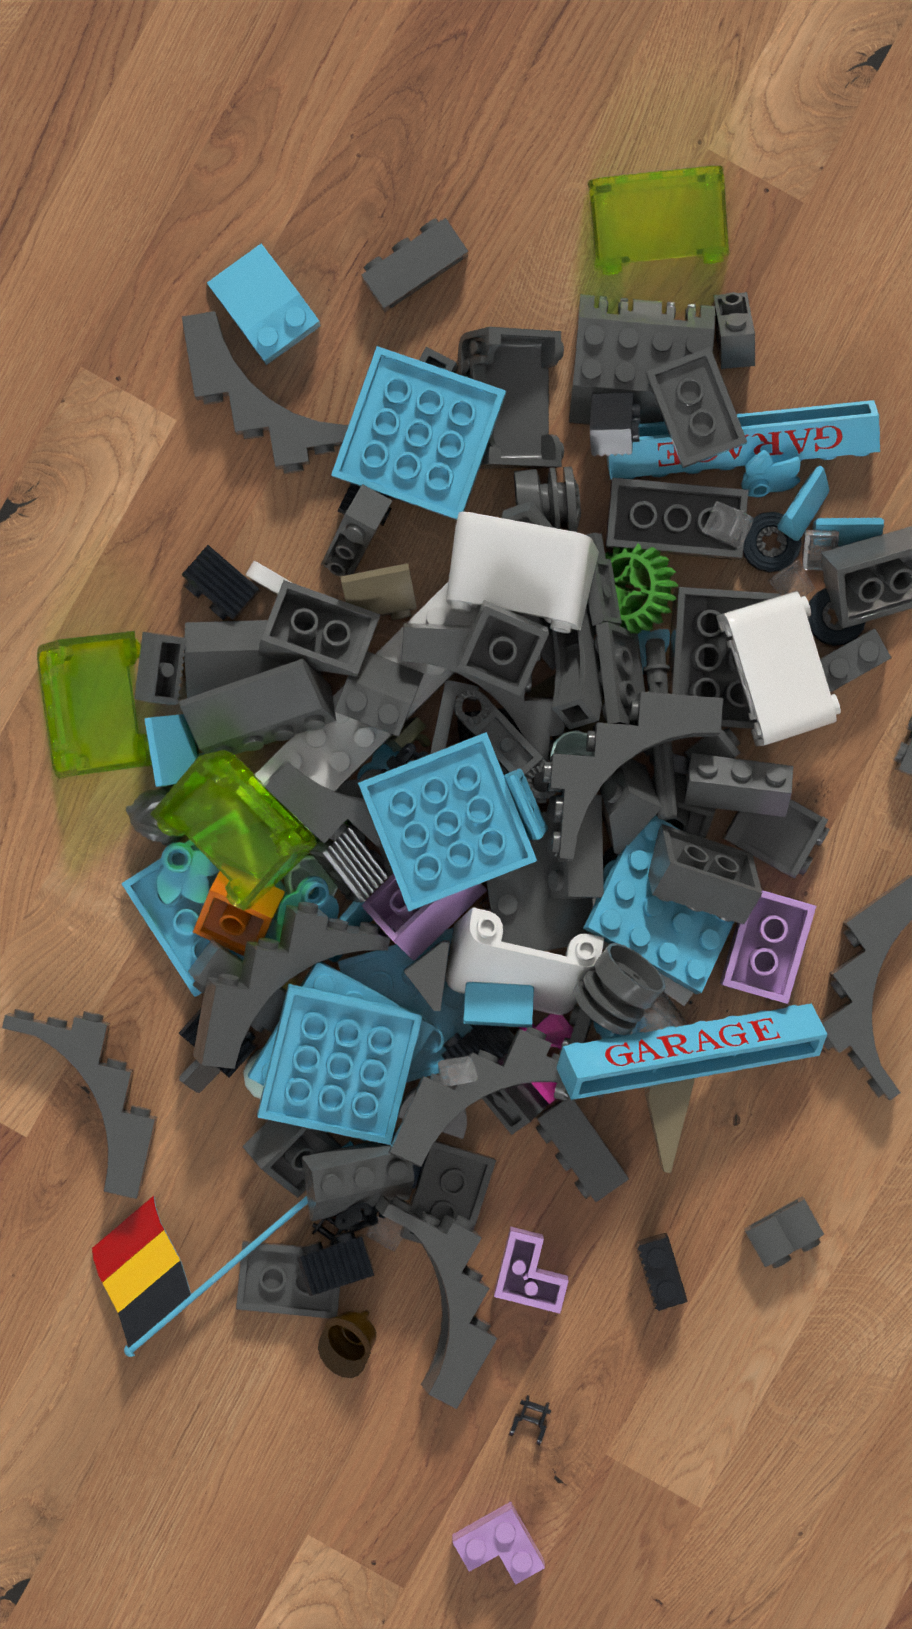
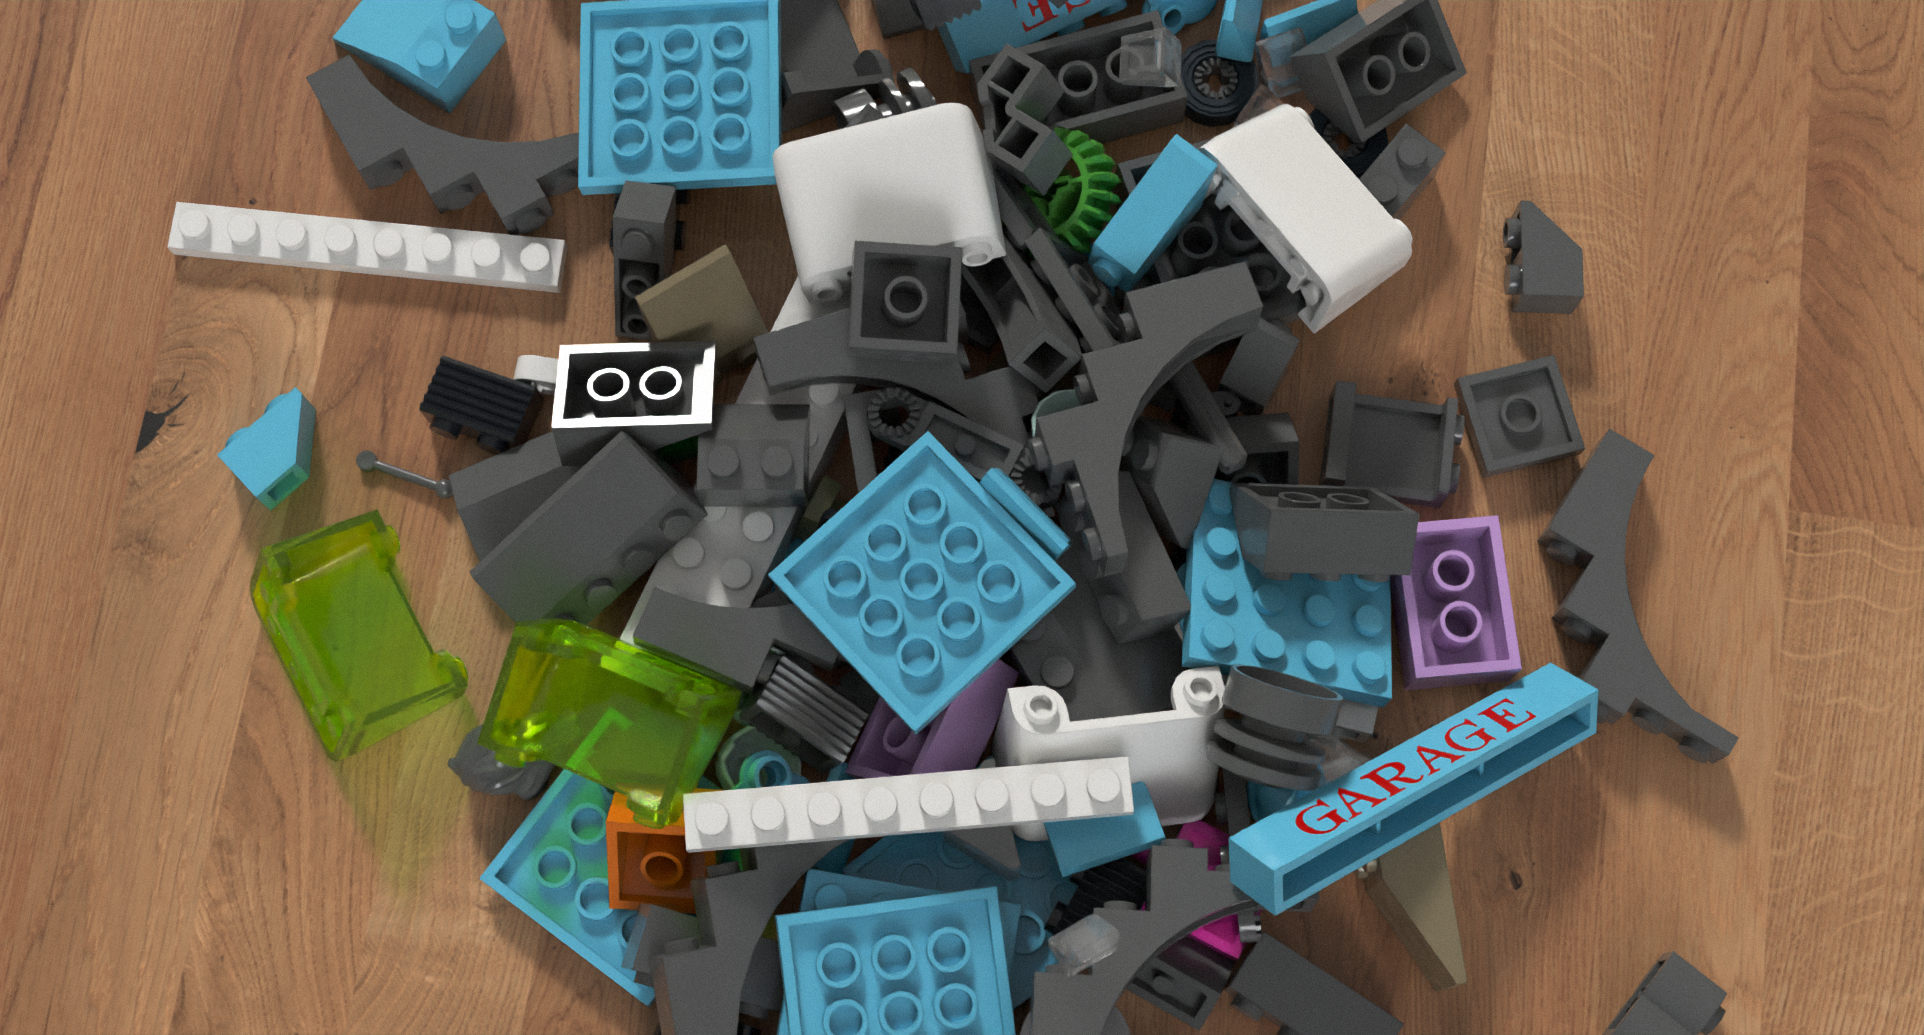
camera: 20 degrees left, 15 degrees down
(80, 564) = (275, 450): none -> medium azure slope
(137, 589) = (368, 462): none -> dark grey hinge
(160, 668) = (432, 547): dark grey brick -> none
(171, 748) = (473, 635): medium azure slope -> none
(183, 442) = (368, 247): none -> white plate
(187, 878) = (574, 831): medium azure plate -> none
(389, 952) = (907, 804): none -> white plate
(625, 528) = (1015, 101): none -> dark grey brick
(679, 640) = (1152, 214): none -> medium azure slope
(738, 785) = (1316, 386): dark grey brick -> none
(865, 841) = (1519, 416): none -> dark grey plate

